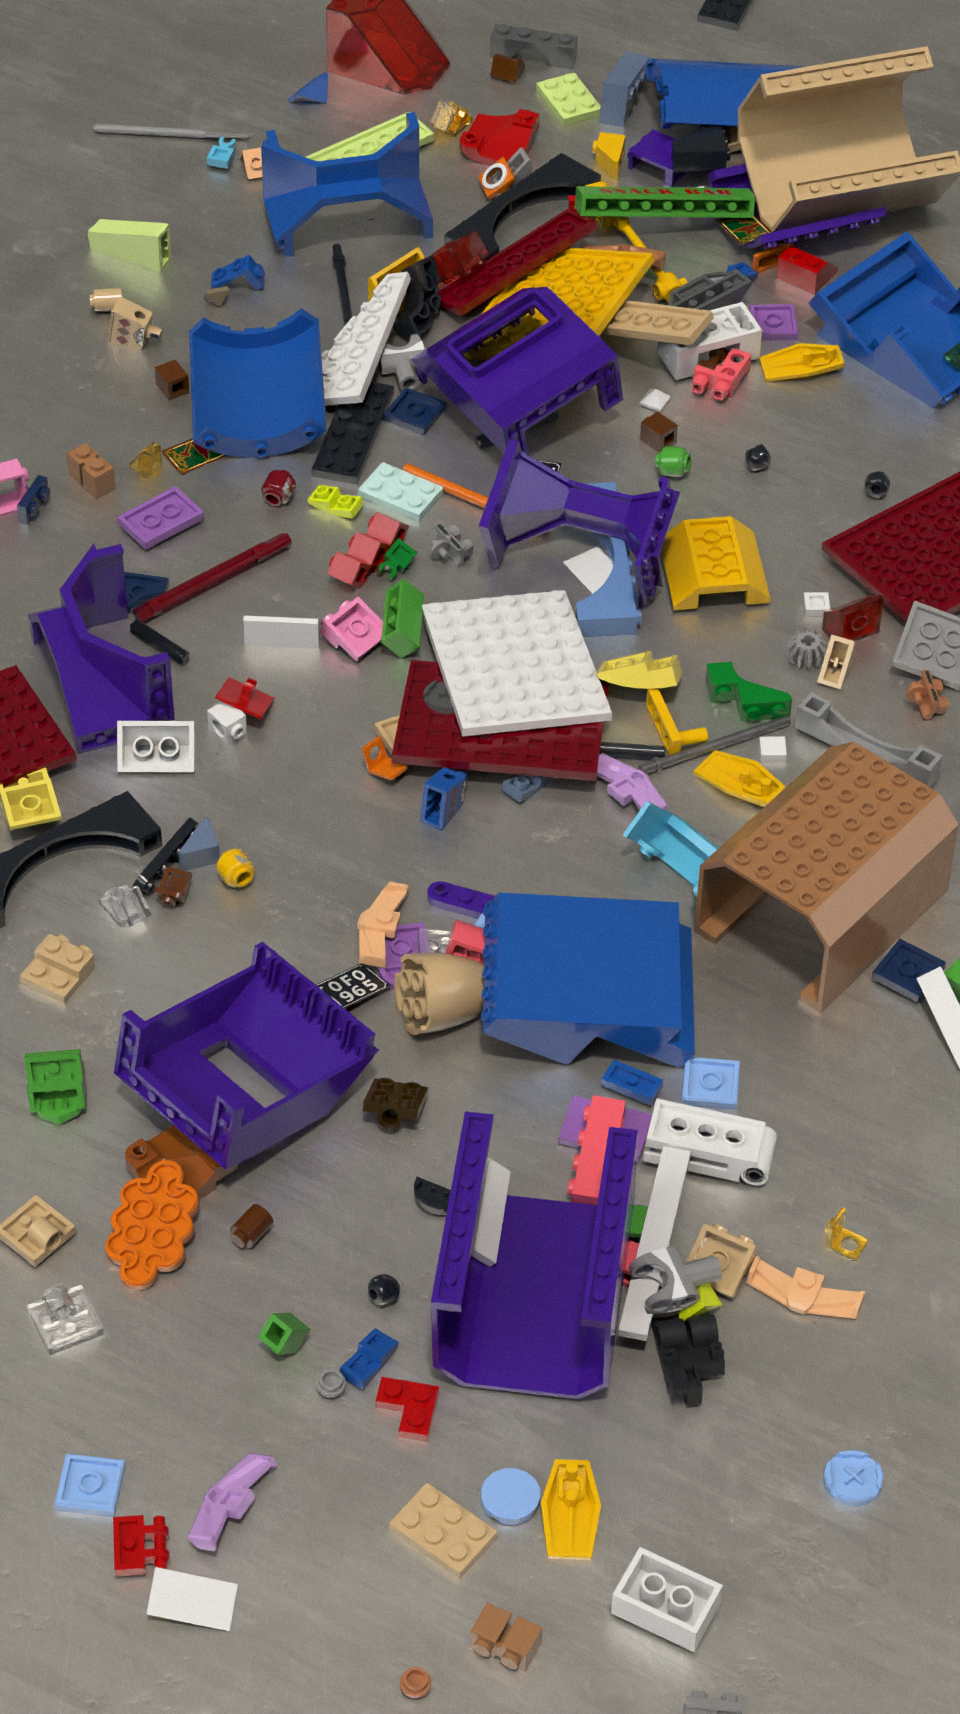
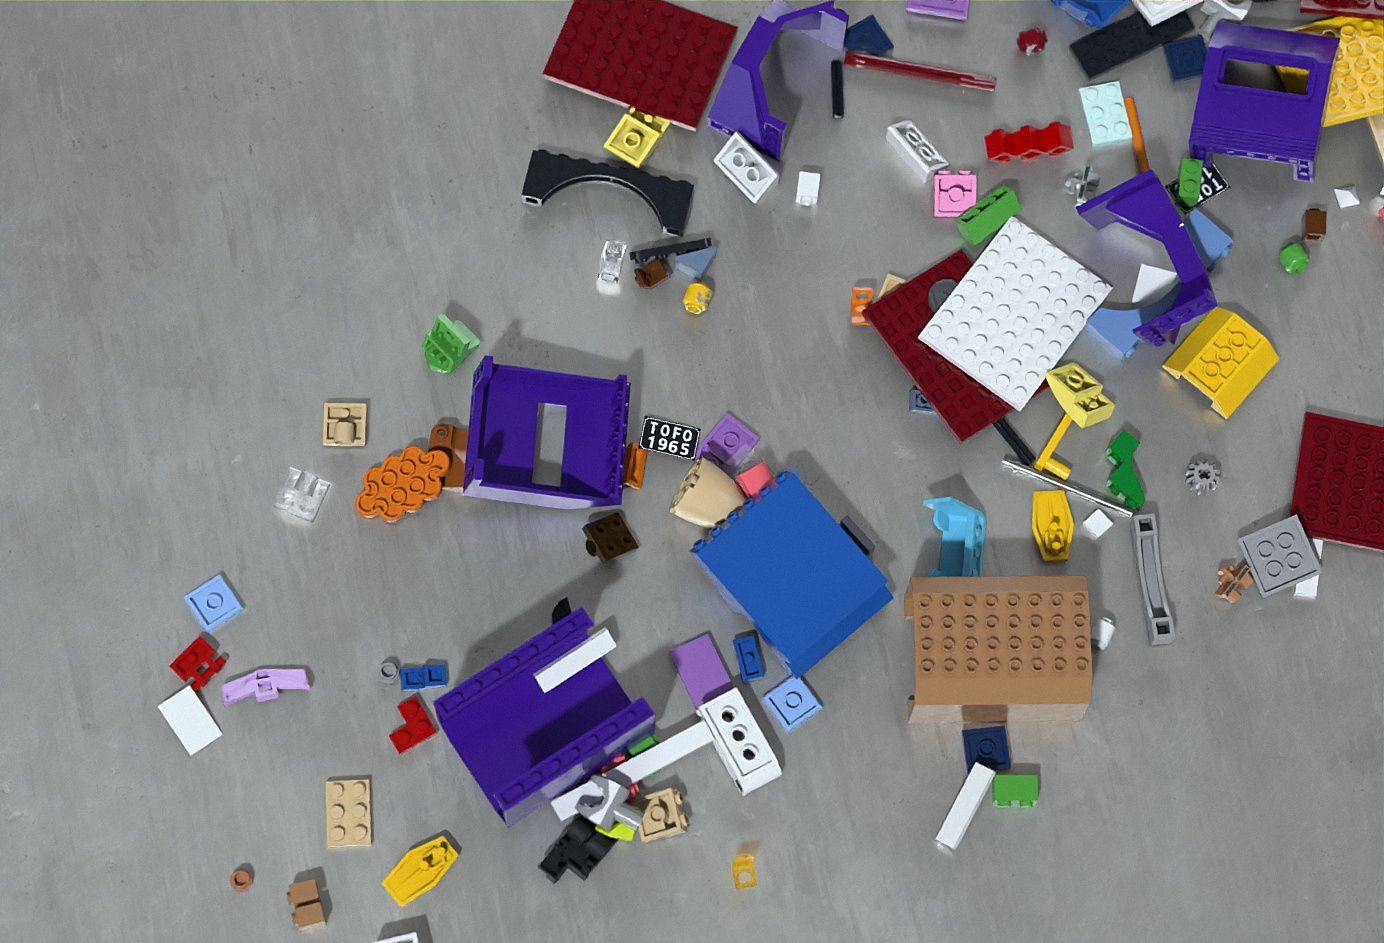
camera: 45 degrees right, 25 degrees up
(58, 968) = (534, 266): tan plate -> none
(245, 697) = (834, 182): red piece -> none
(251, 1226) = (450, 537): reddish brown brick -> none
(284, 1333) = (392, 620): bright green brick -> none
(331, 501) = (1056, 84): neon yellow slope -> none
(380, 922) = (733, 414): light nougat plate -> none
(383, 1289) = (473, 646): black piece -> none
(397, 558) = (1042, 164): green plate -> none
(442, 797) = (865, 366): blue torso -> none
(457, 899) = (804, 456): dark purple plate -> none
(510, 1496) = (401, 830): light blue tile -> none
(589, 1163) = (675, 683): coral brick -> none
(628, 783) = (981, 467): lavender plate -> none
(757, 458) = (1351, 306): black piece -> none
(804, 1291) = (684, 878): light nougat plate -> none
(816, 603) = (1253, 449): white tile -> none
(837, 662) = (1205, 506): tan slope -> none
(855, 619) = (1254, 484): clear red slope -> none

